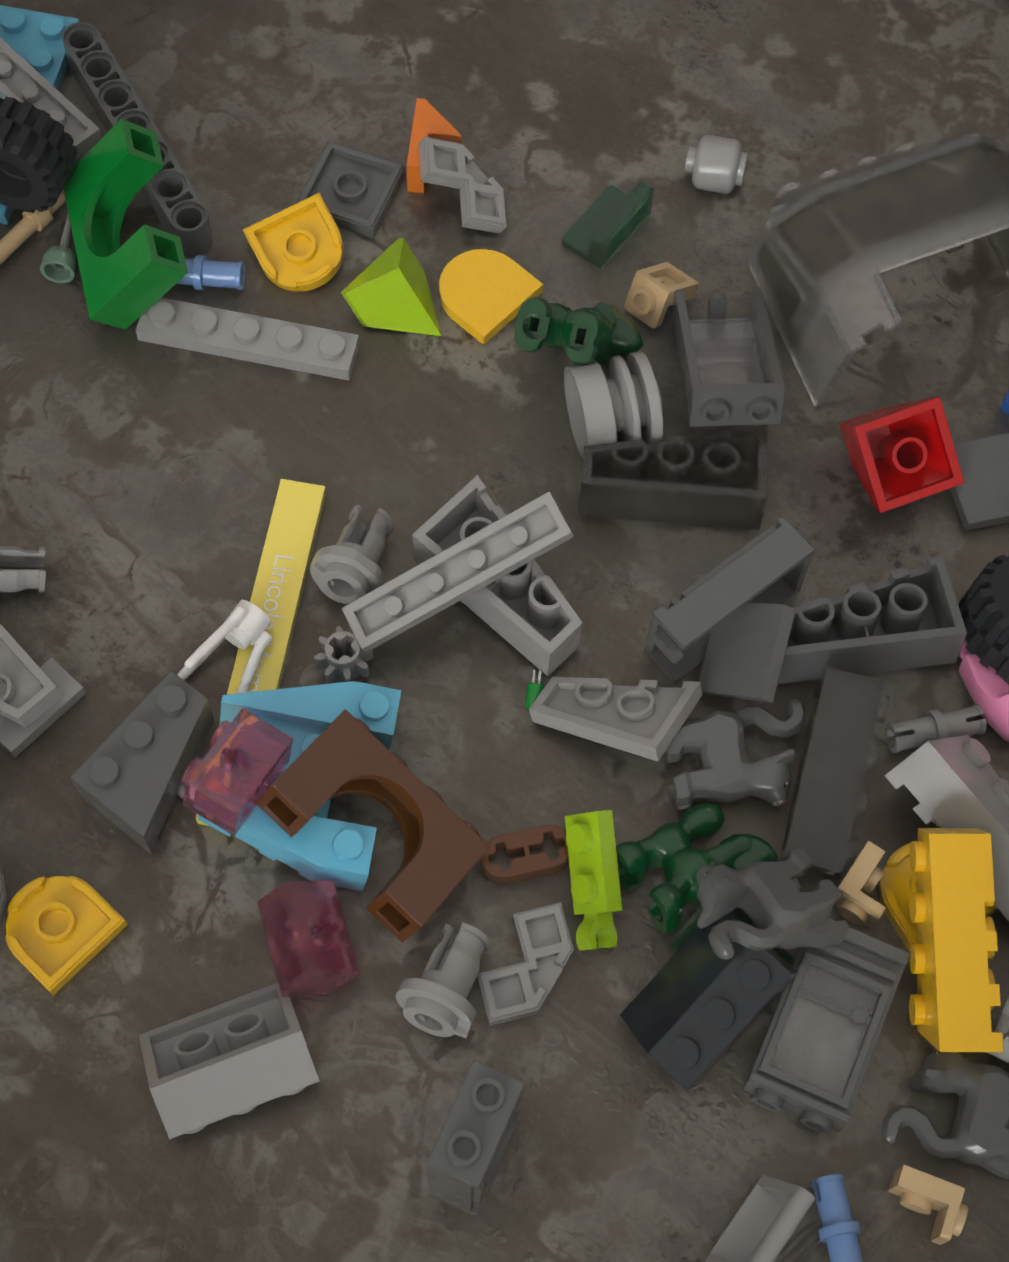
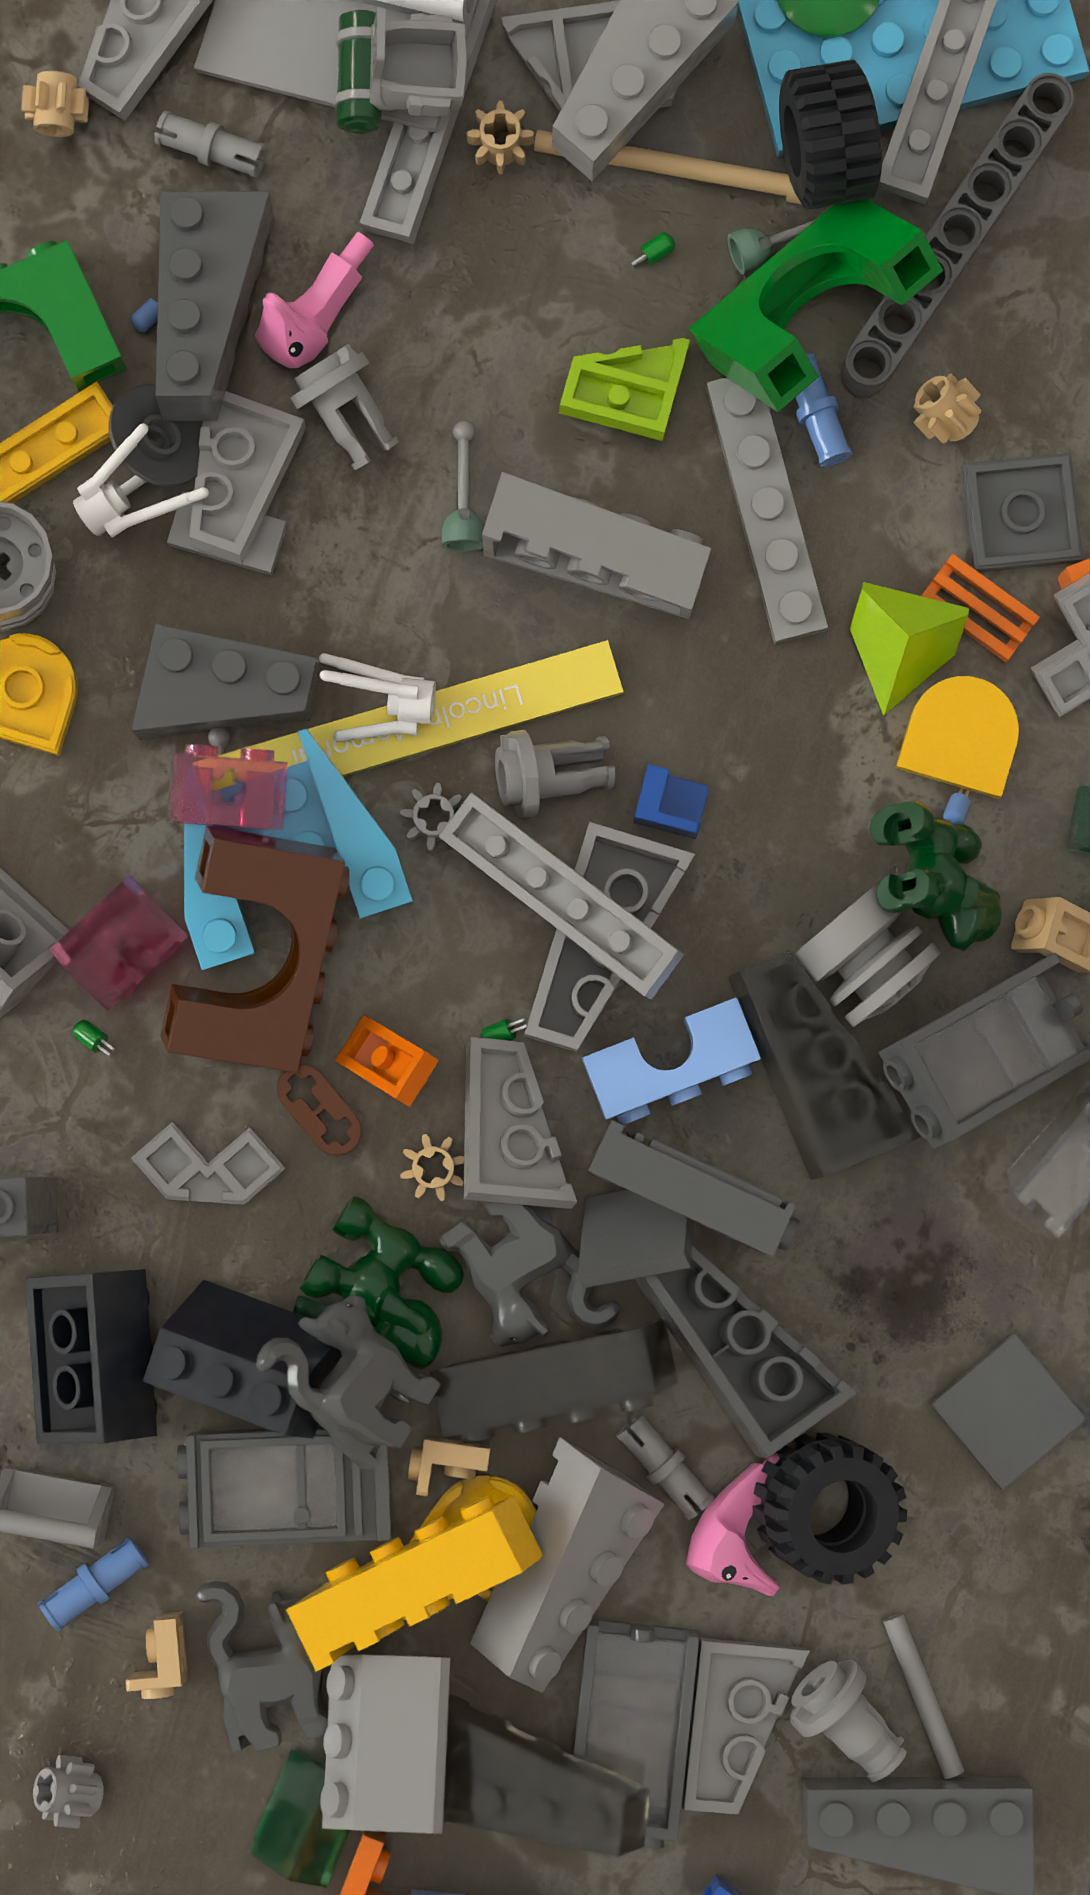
camera: 65 degrees right, 20 degrees up
(19, 323) = (656, 248): none -> green piece
(105, 383) = (626, 388): none -> lime wing
(136, 537) = (463, 527): none -> hinge
(204, 452) = (594, 546): none -> light grey wedge
(250, 192) = (947, 408): none -> tan gear
(298, 245) = (910, 497): yellow tile -> none
(371, 1009) = (91, 1036): none -> green piece
(411, 229) = (992, 592): none -> orange tile
(425, 493) = (670, 803): none -> blue panel
(439, 998) = (143, 1099): light grey piece -> none
(516, 778) = (387, 1060): none -> orange slope
(594, 877) = (321, 1189): lime plate -> none
(620, 773) = (419, 1172): none -> tan gear
(625, 543) = (718, 1048): none -> light blue arch
(642, 1137) = (91, 1357): none -> black slope
(902, 452) = (976, 1296): red slope -> none

